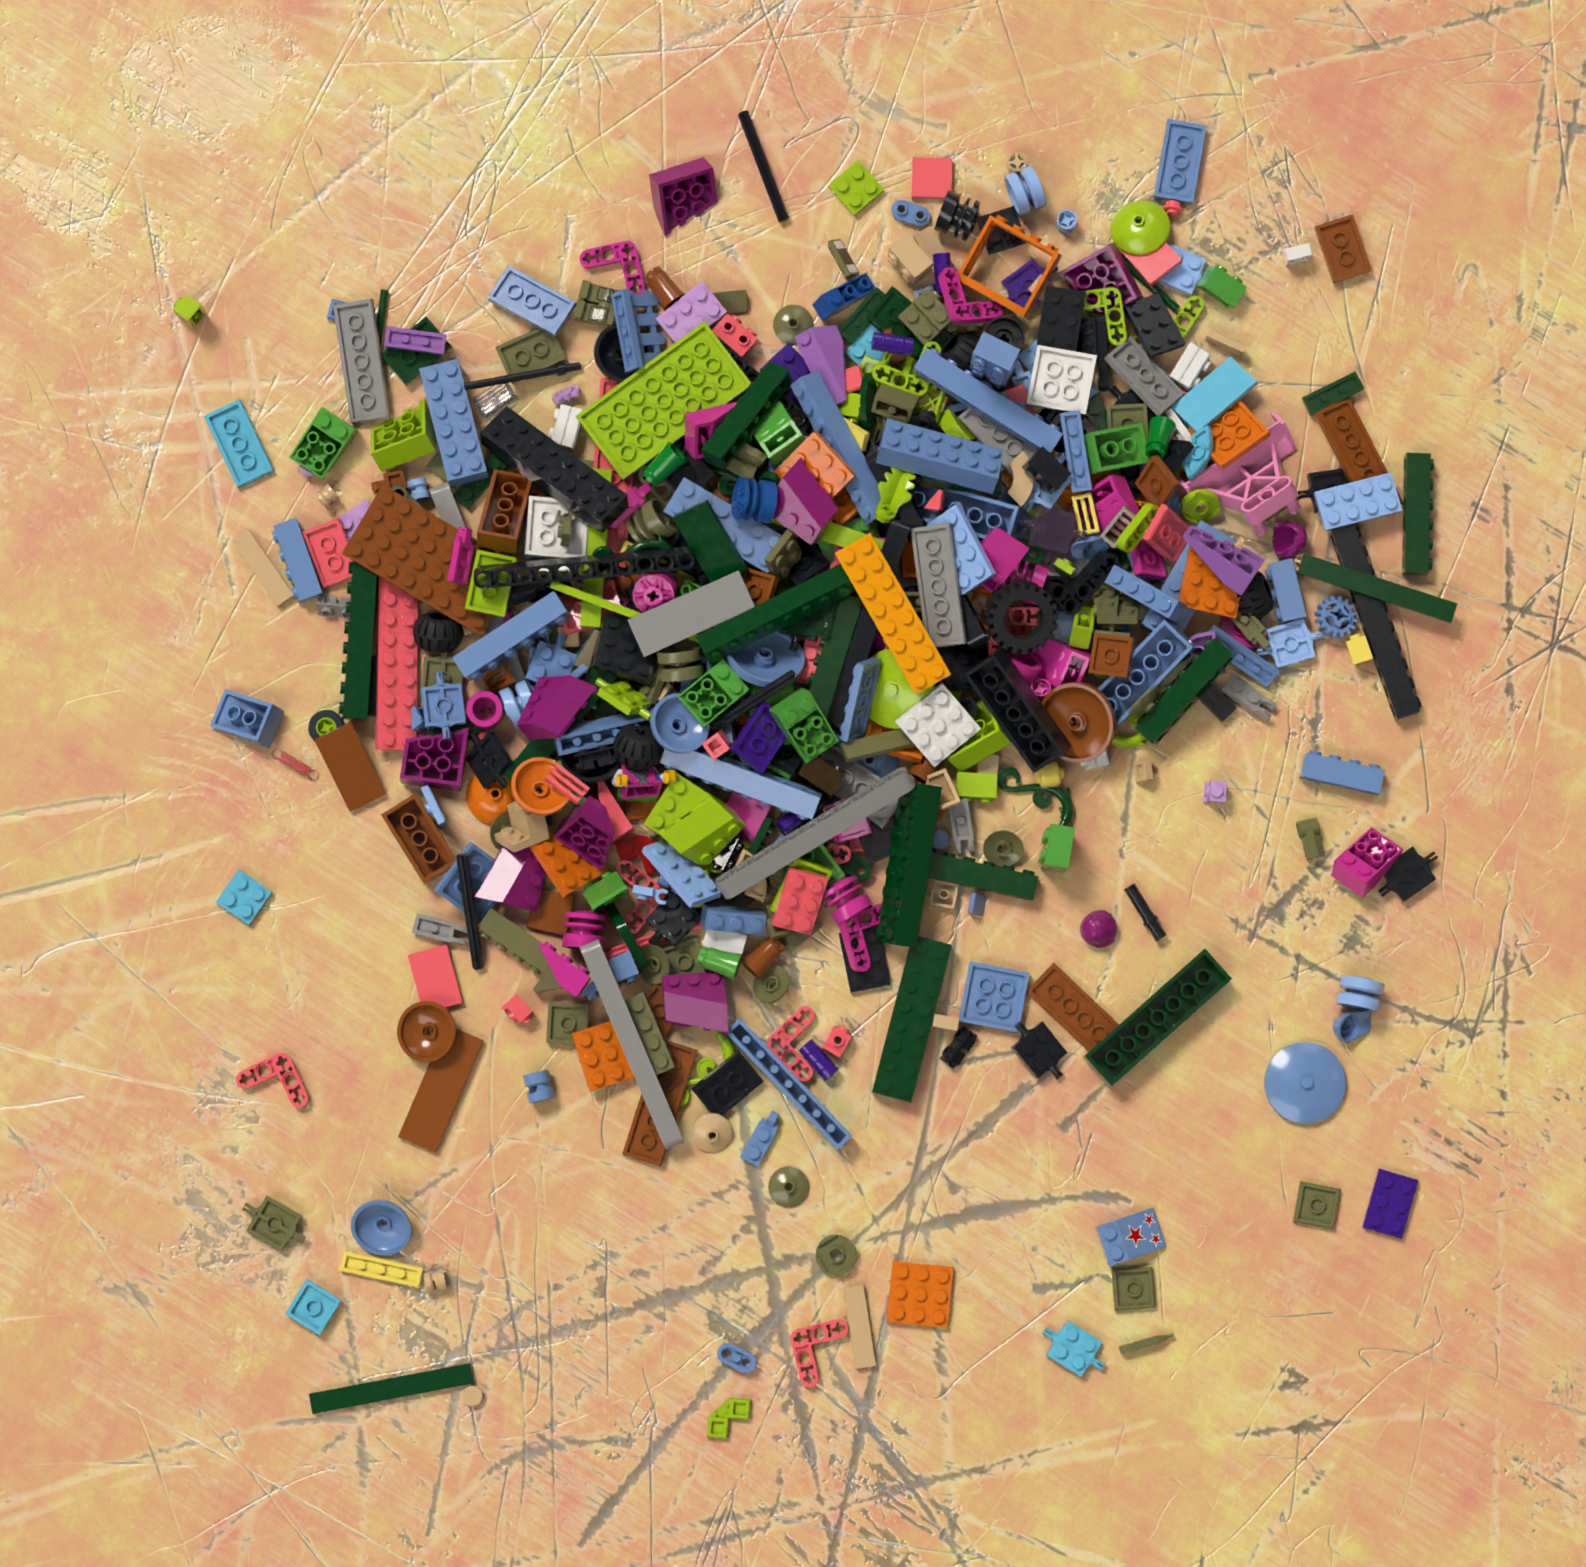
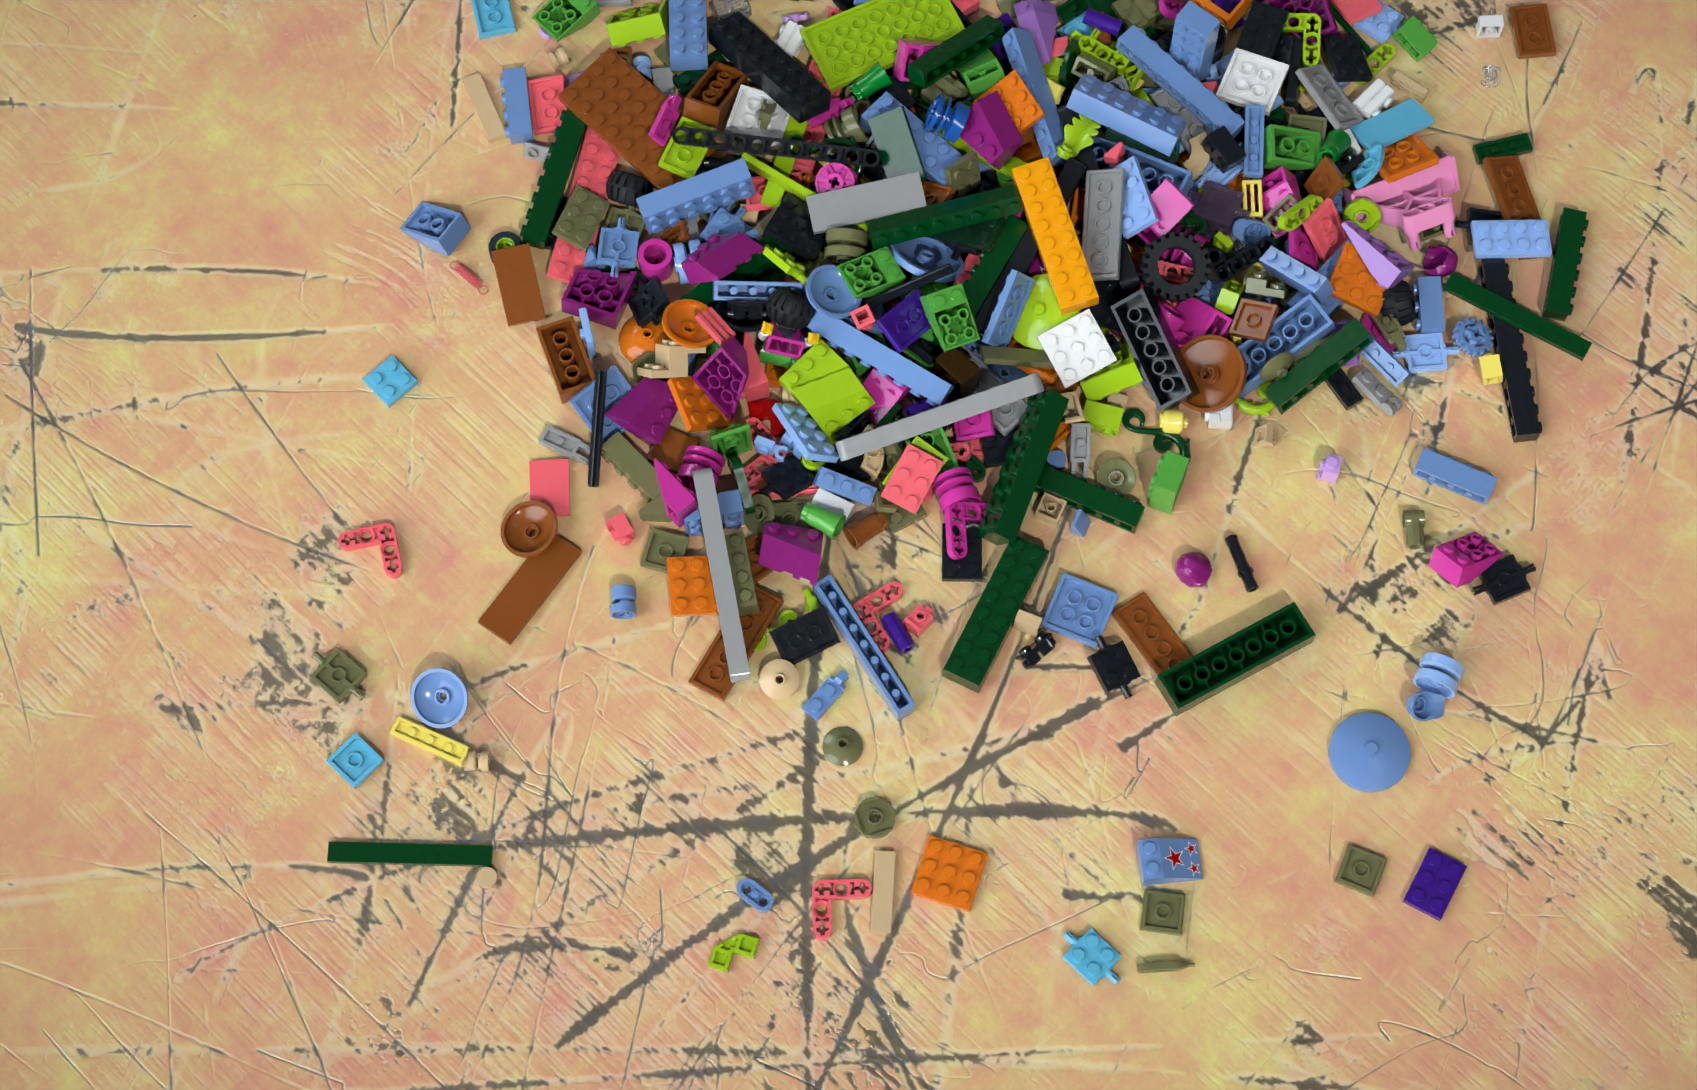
camera: 15 degrees right, 15 degrees down
(396, 680) = (580, 218): none -> olive plate
(775, 976) = (868, 555): olive dish -> none
(1307, 312) = (1490, 76): none -> clear wheel

